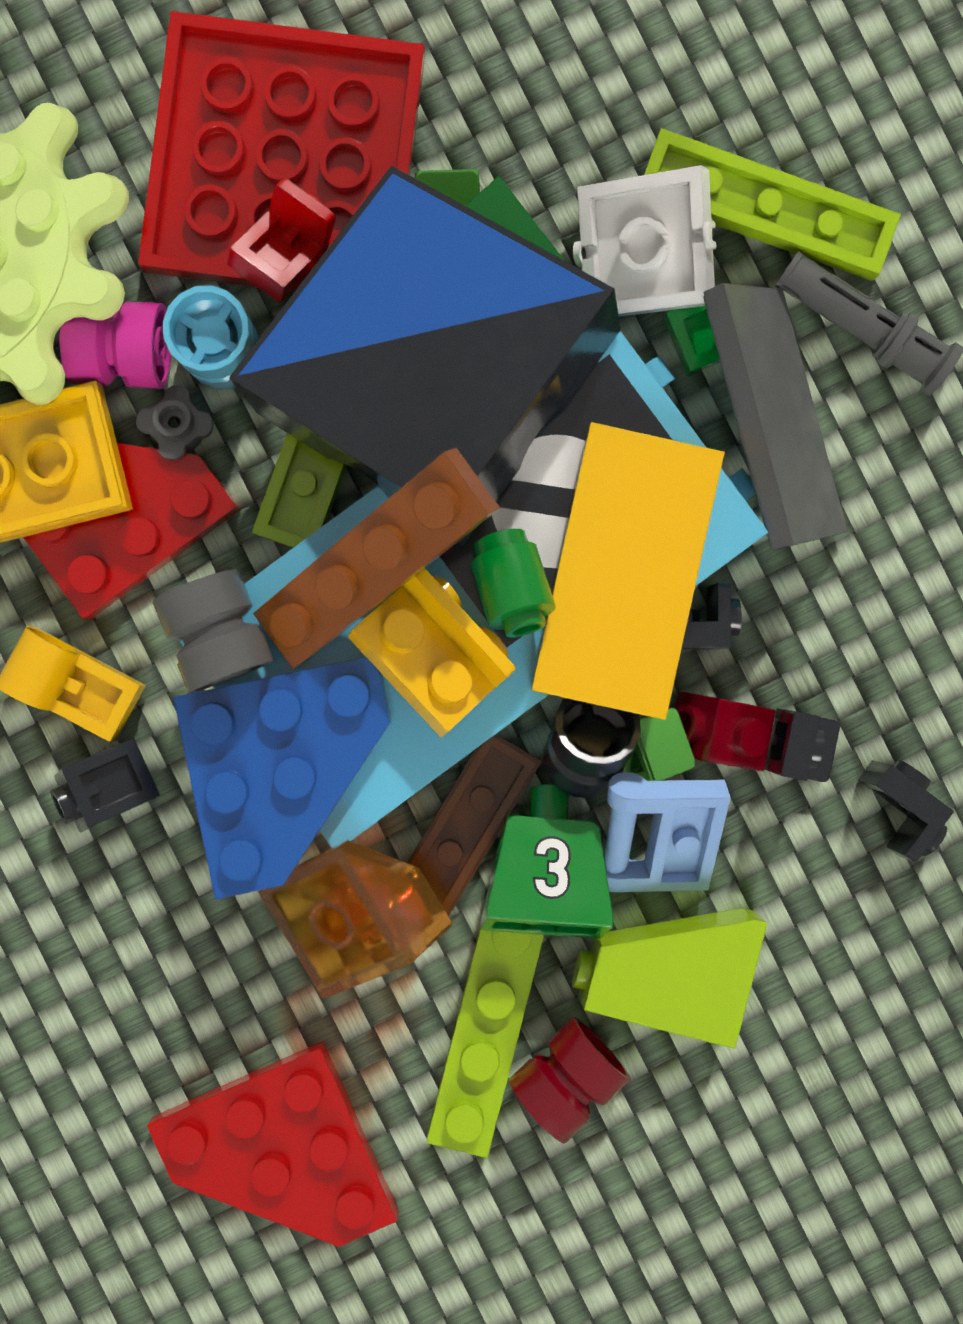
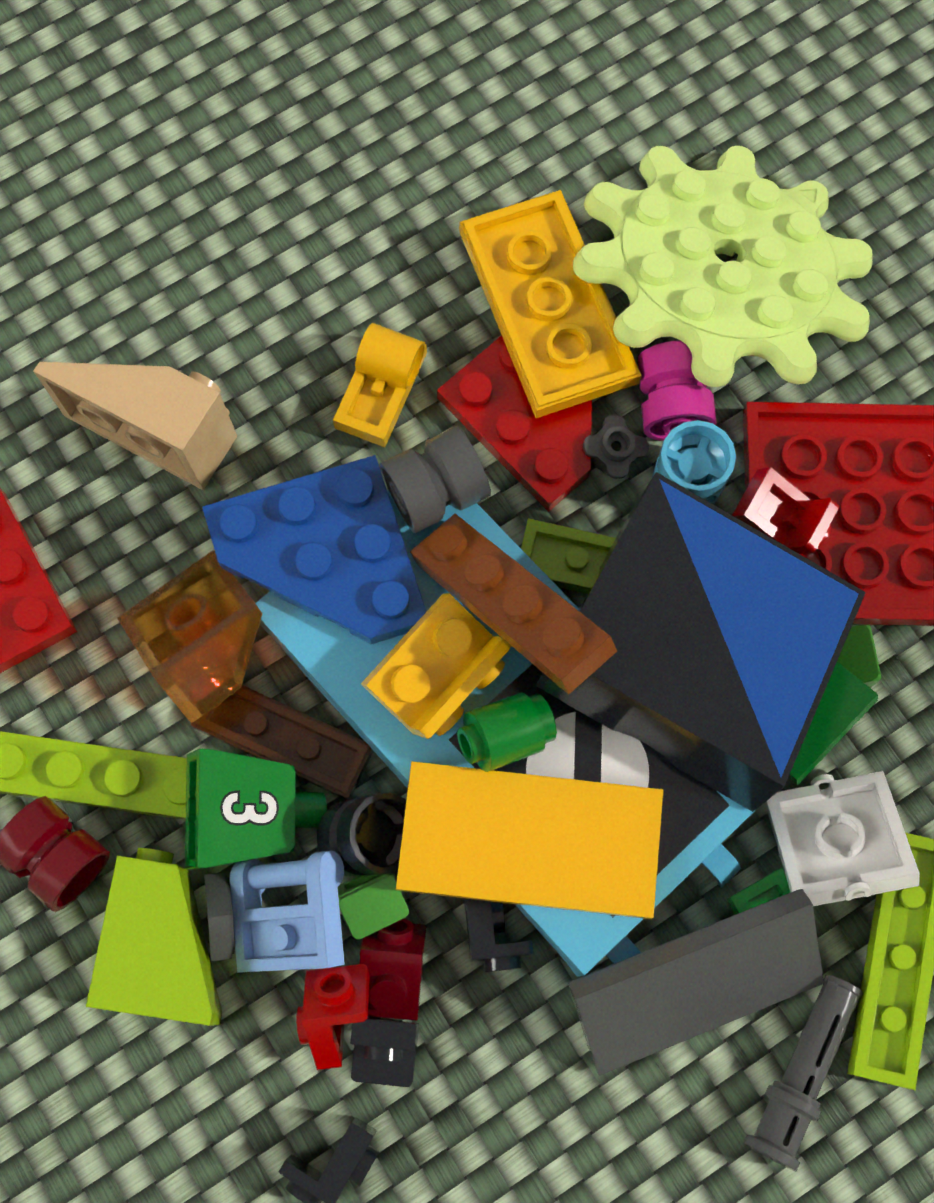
camera: 85 degrees right, 15 degrees down
(79, 950) = (148, 411): none -> tan slope
(103, 786) = (294, 420): black bracket -> none
(652, 904) = (219, 916): none -> dark grey tile
(763, 797) = (331, 1000): none -> red bracket

